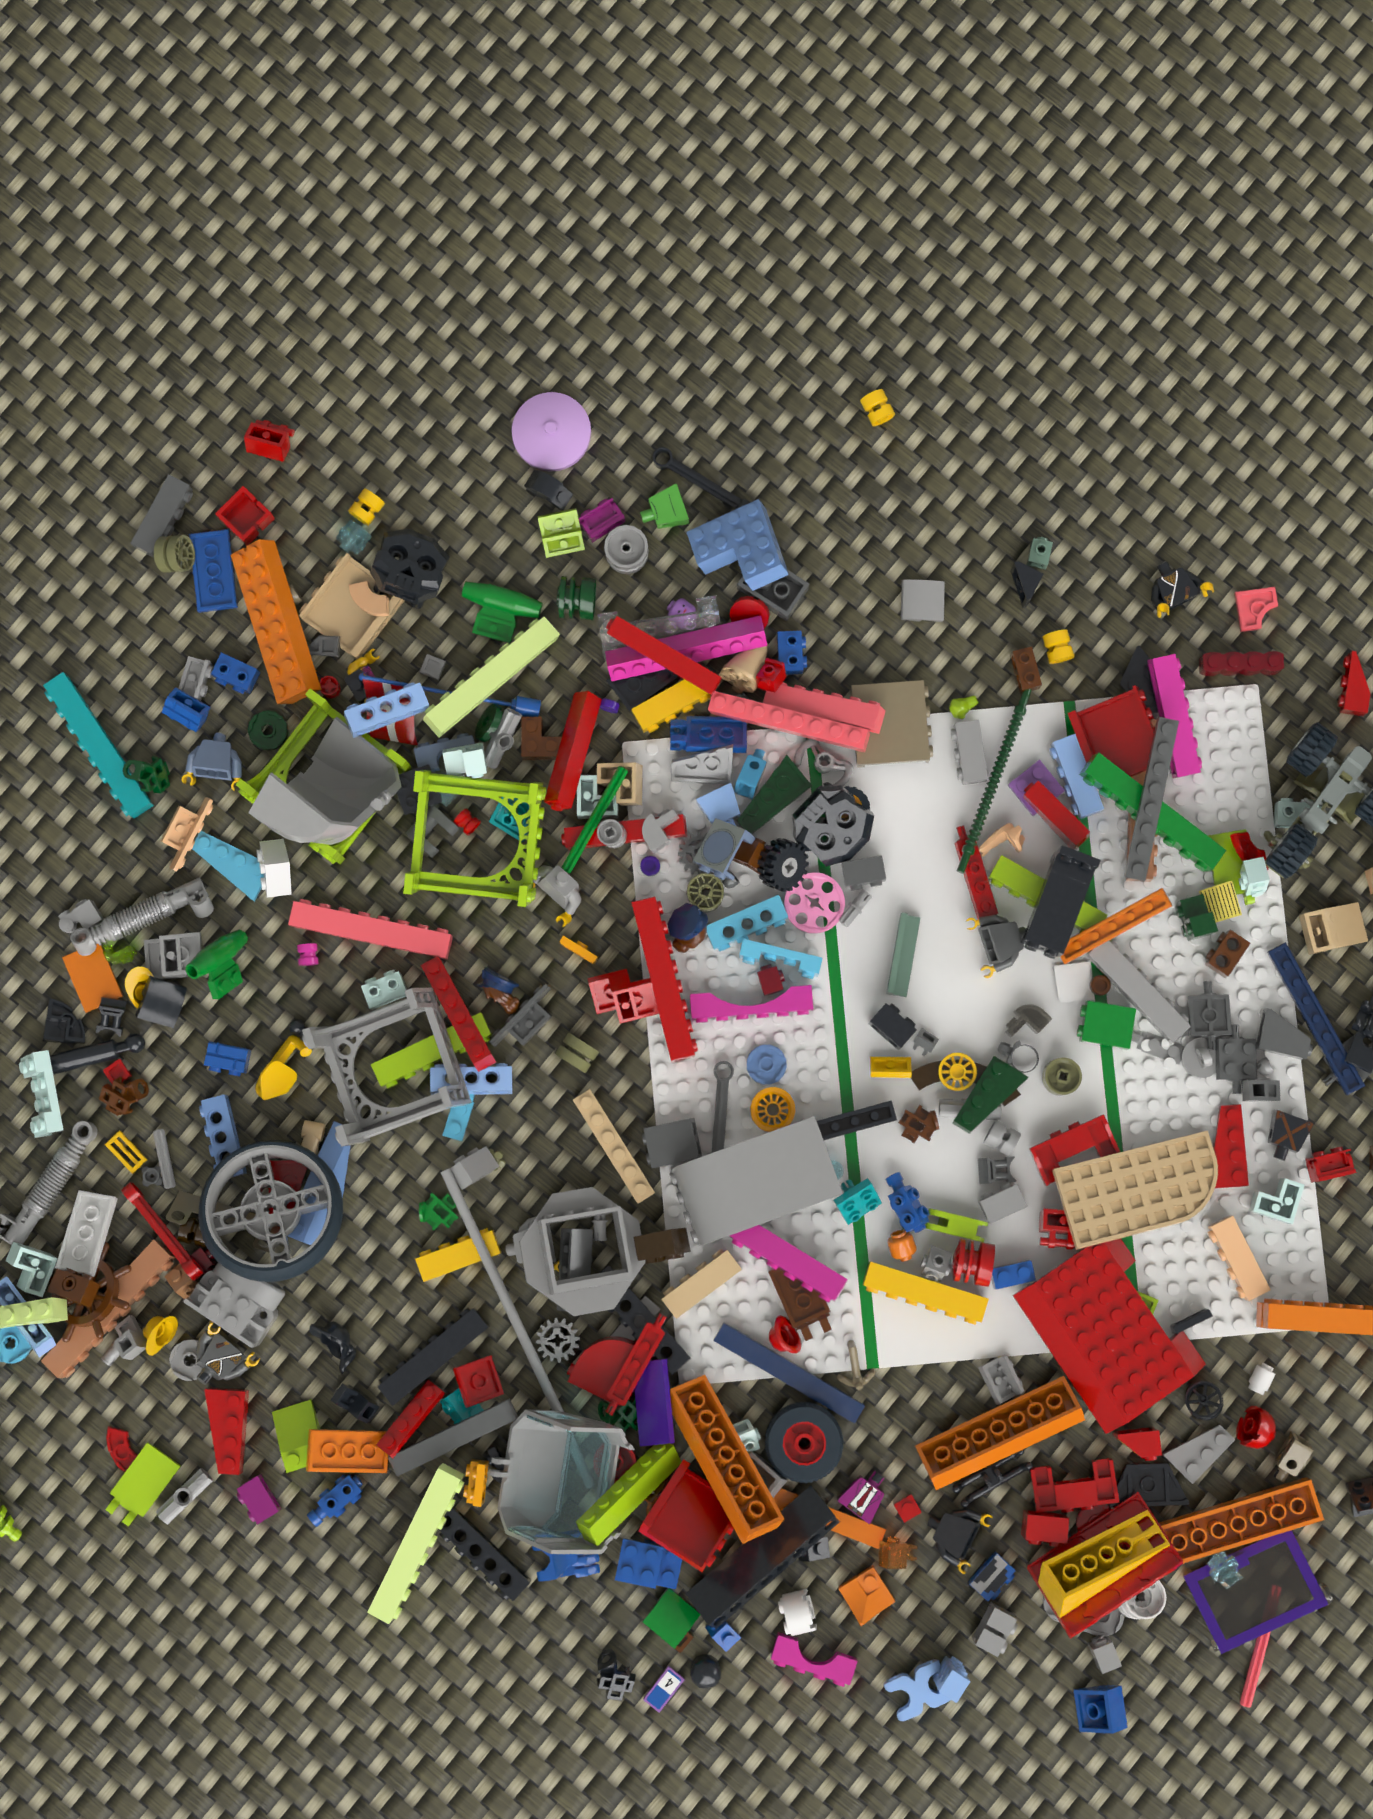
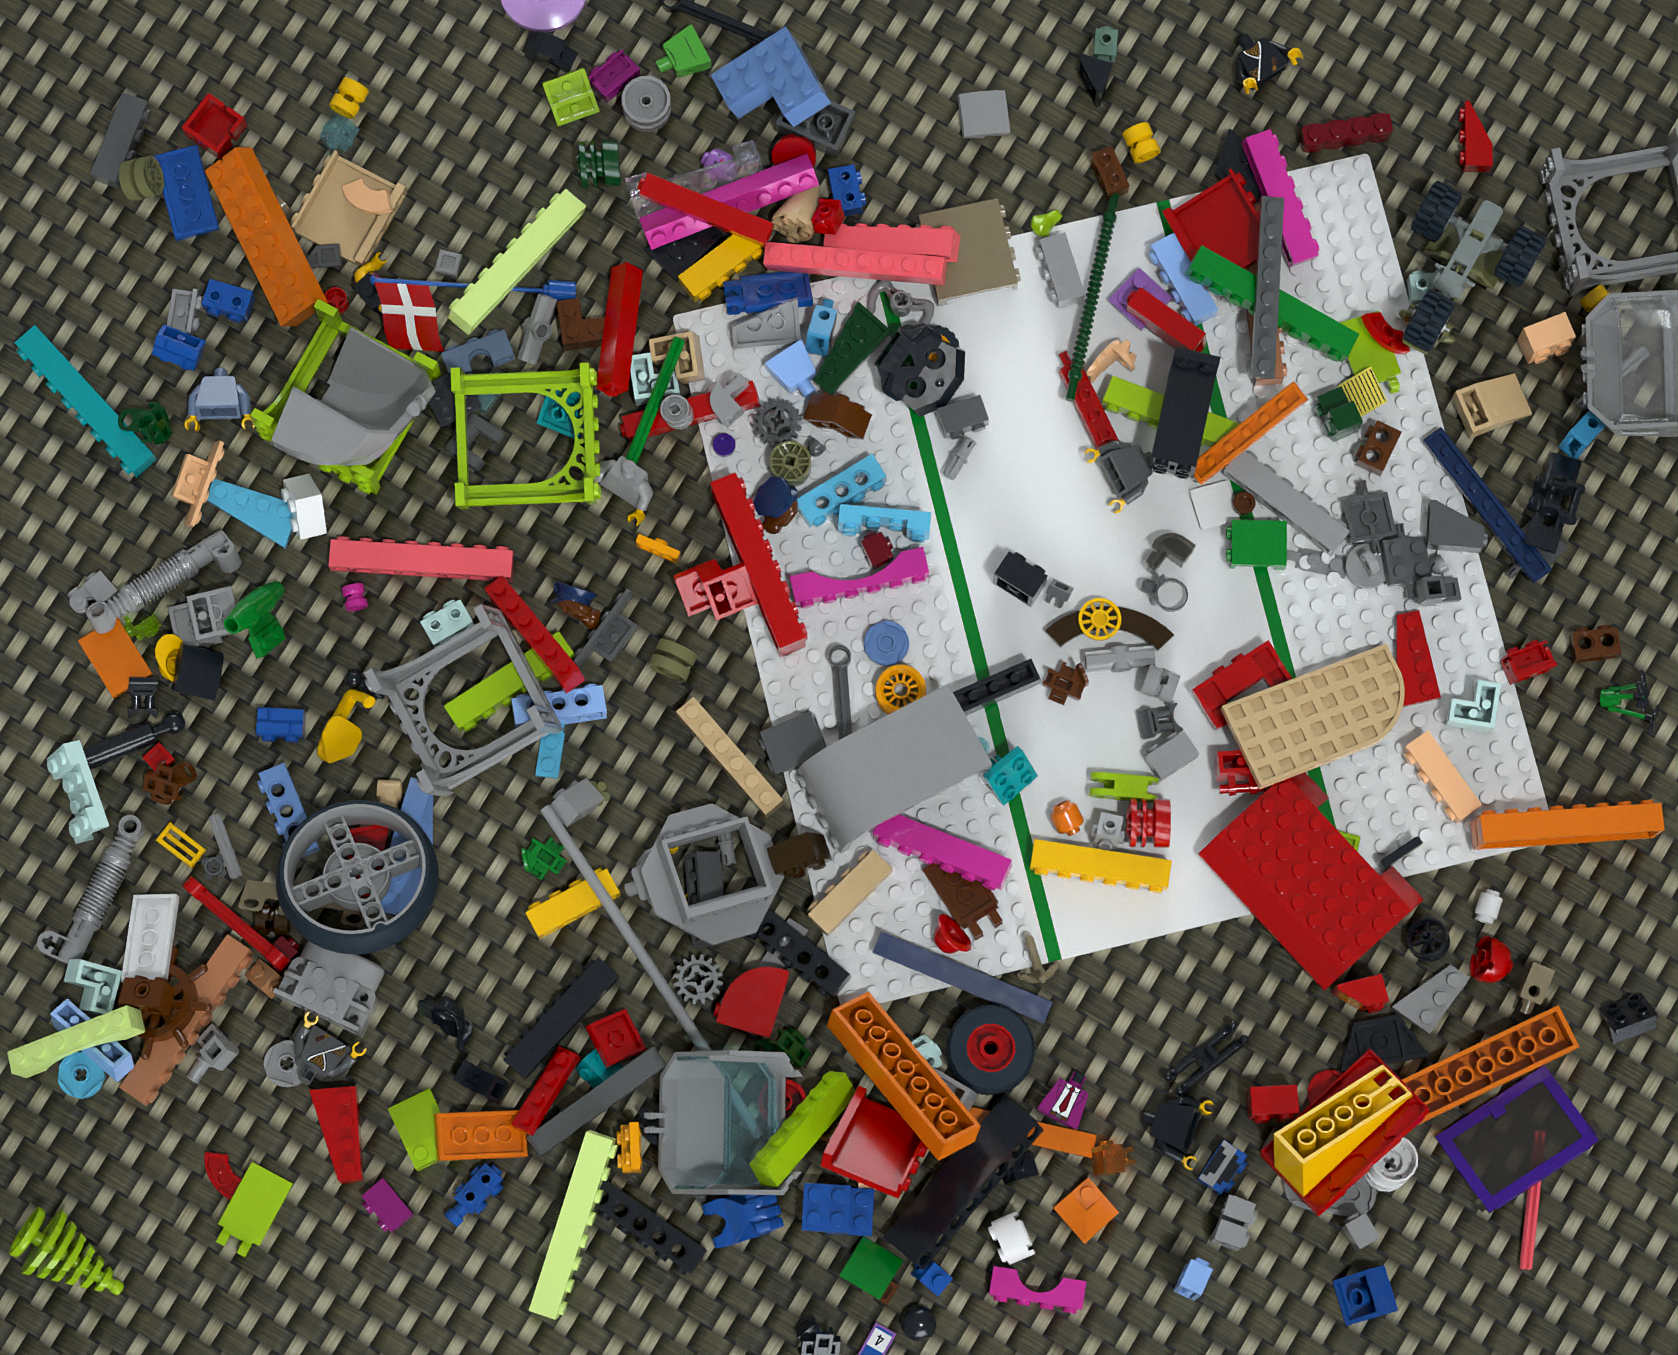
camera: 15 degrees left, 5 degrees down
(62, 1025) = (88, 716): black brick -> none
(159, 1332) = (249, 1036): yellow piece -> none
(193, 1487) = (292, 1227): light grey piece -> none
(268, 440) = (228, 40): red brick -> none
(279, 733) = (275, 371): dark green tile -> none
(360, 726) = (379, 332): light blue brick -> none
(405, 575) = (405, 165): black brick -> none
(465, 759) = (502, 355): light aqua brick -> none
(465, 820) = (510, 425): red wheel -> none
(488, 722) = (520, 312): dark green tile -> none
(499, 609) = (514, 189): green plate -> none
(609, 705) = (652, 277): dark purple tile -> none
(636, 1364) = (790, 988): red plate -> none
(654, 1405) = (815, 1029): dark purple tile -> none
(720, 848) = (800, 410): panel -> none
(783, 864) = (872, 419): black wheel -> none
(824, 900) = (913, 470): bright pink wedge -> none
(890, 1067) = (1024, 625): yellow plate -> none
(903, 955) = (1020, 502): sand green fence -> none
(906, 1204) = (1067, 772): blue brick -> none
(907, 1508) = (1117, 1108): red plate -> none
(917, 1689) = (1159, 1305): light blue piece -> none
(989, 1093) = (1139, 634): dark green wing -> none
(1000, 1432) = (1206, 1006): orange brick -> none
(1001, 1379) = (1200, 949): light grey bracket -> none
(1013, 1274) = (1194, 831): blue brick -> none
(1071, 1080) = (1216, 596): olive wheel -> none
(1075, 1493) = (1302, 1061): red bracket -> none
(1224, 1569) = (1478, 1118): clear light blue brick -> none
(1253, 605) = (1350, 69): coral tile -> none
(1254, 877) = (1394, 358): light aqua brick -> none
(1287, 1133) = (1475, 633): black torso -> none

